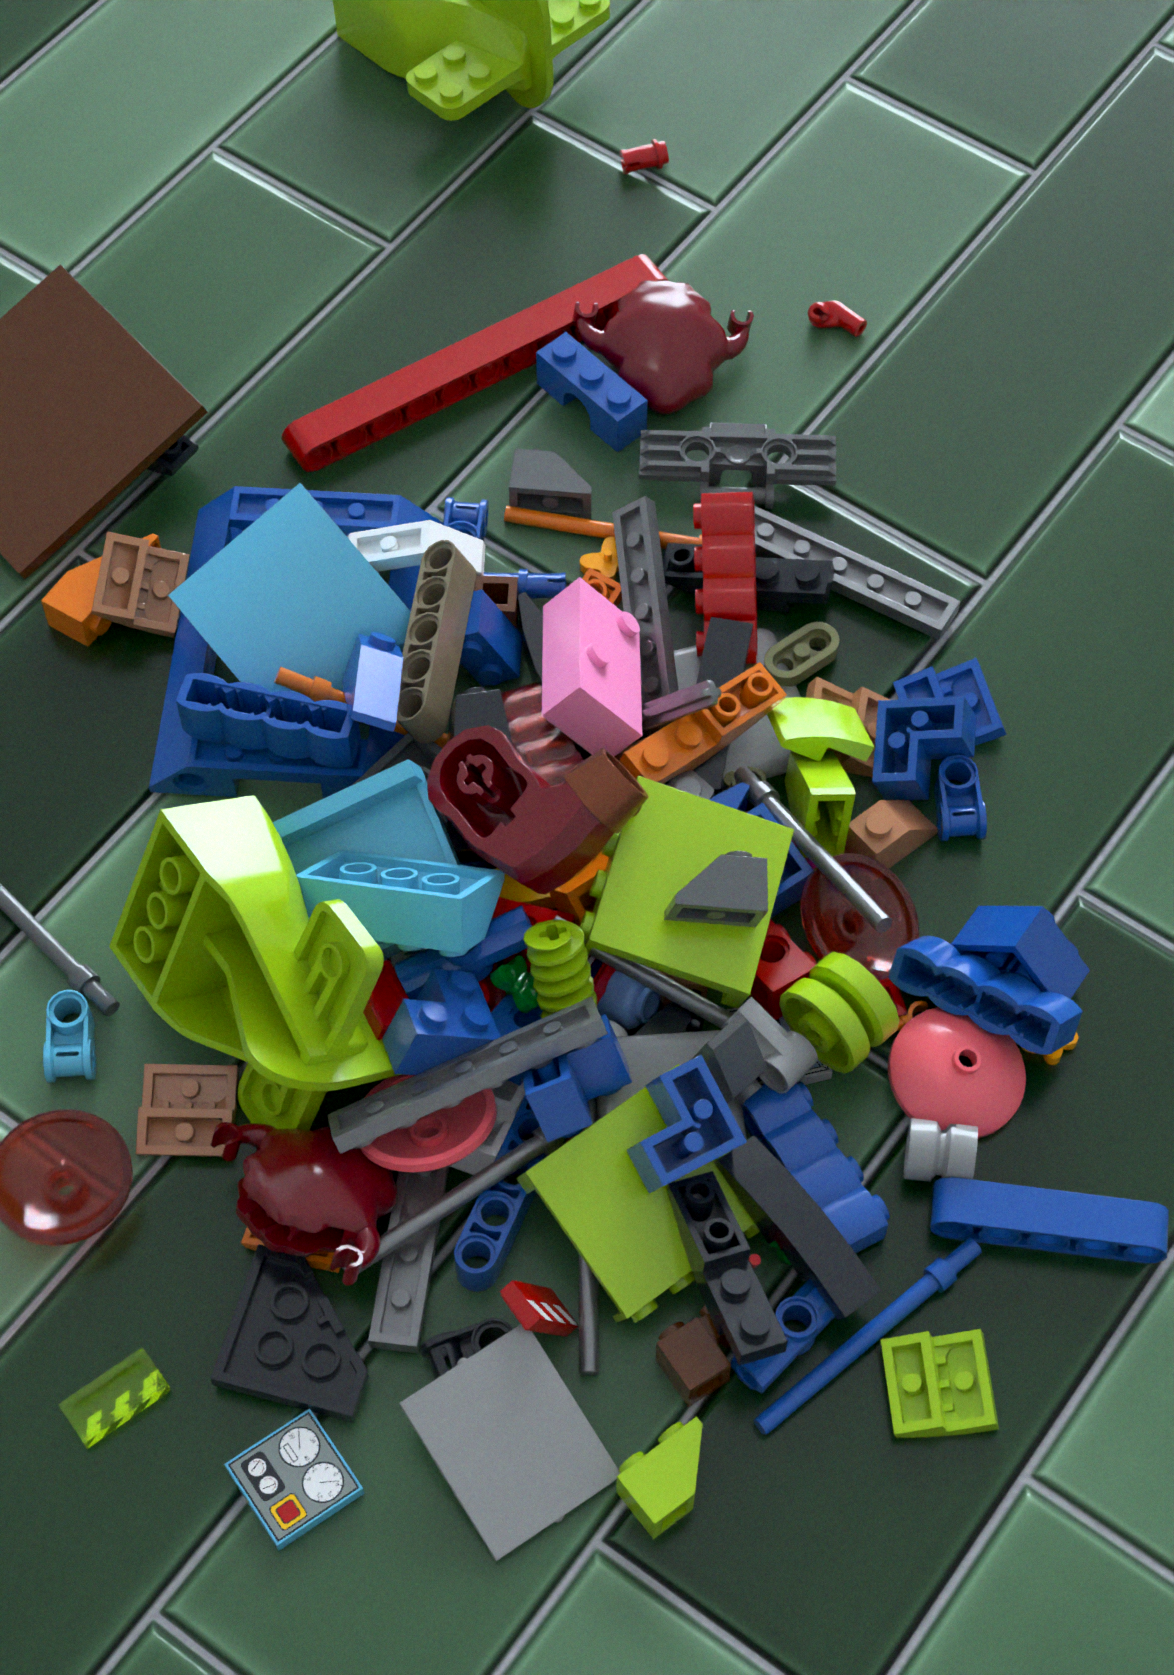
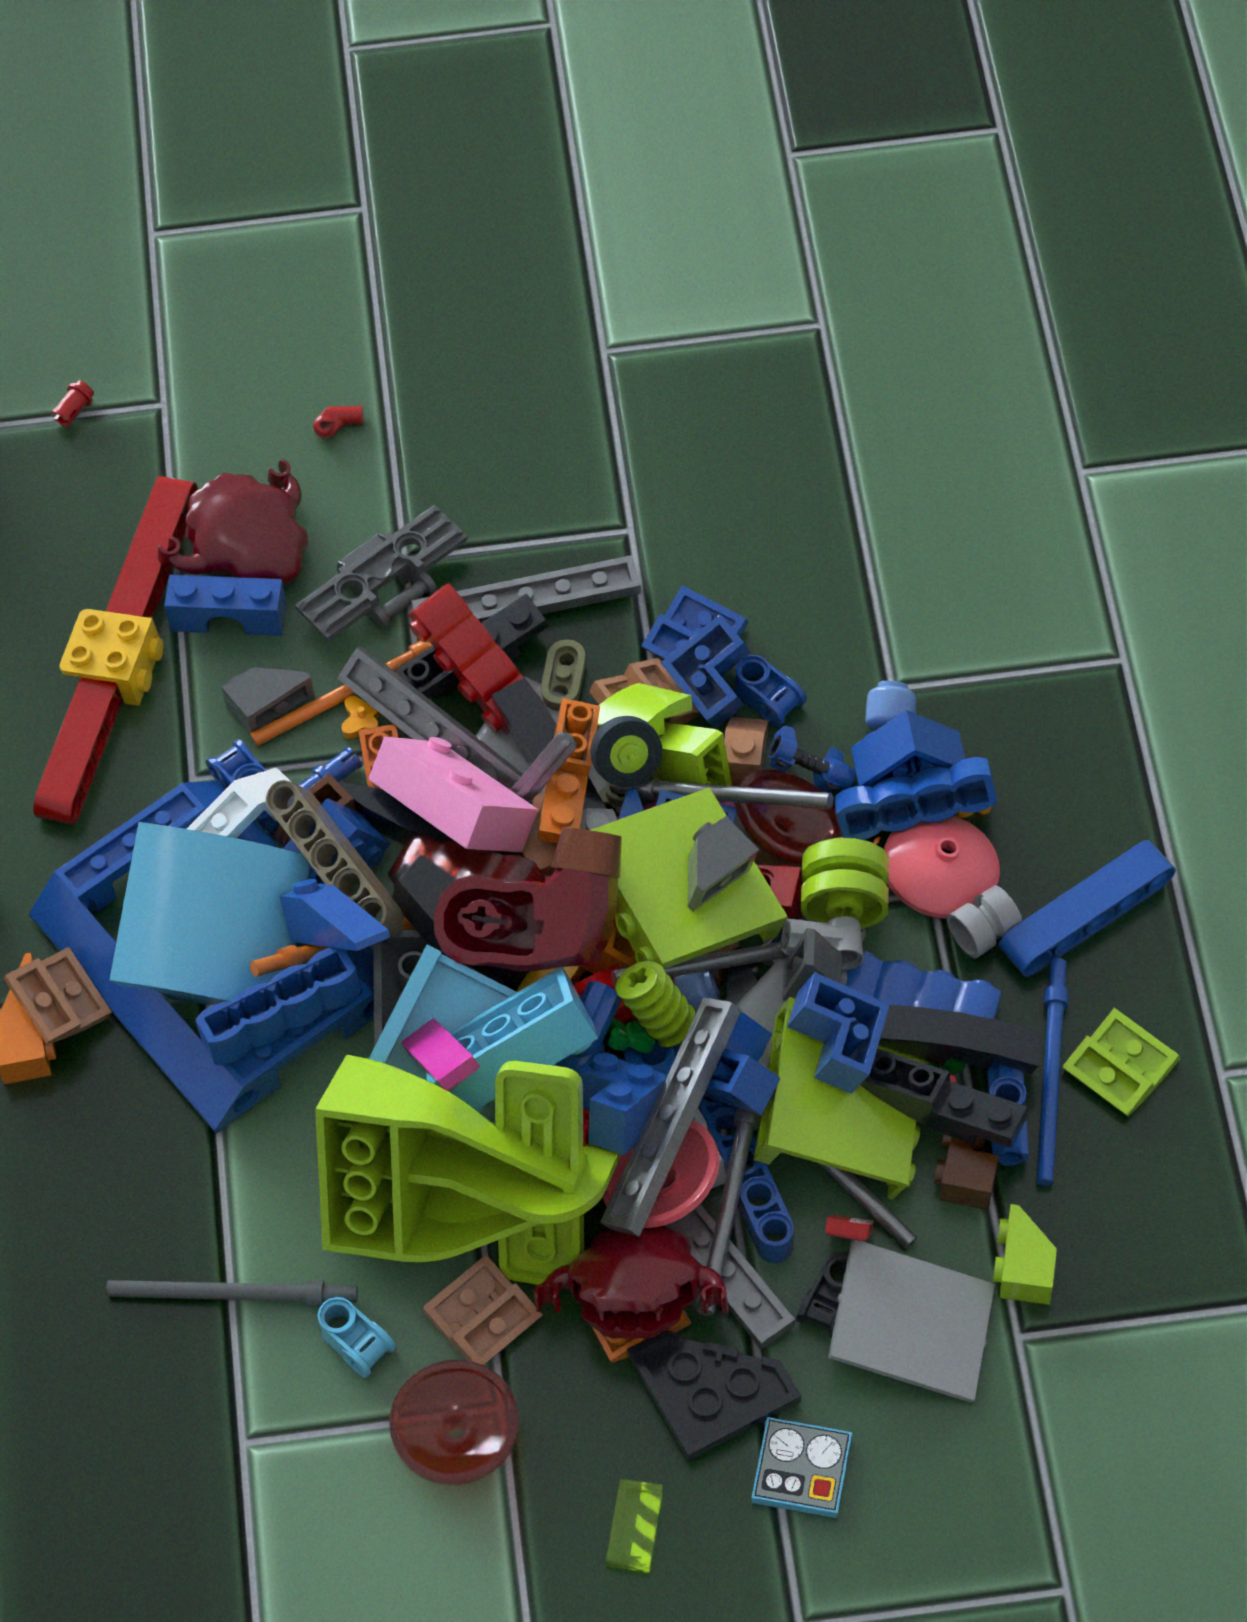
camera: 40 degrees left, 0 degrees up
(330, 860) = (440, 1054): none -> dark pink tile
(467, 362) = (114, 650): none -> yellow bracket
(763, 746) = (626, 751): none -> black wheel
(939, 913) = (828, 772): none -> blue piece
(1056, 894) = (887, 701): none -> medium blue head

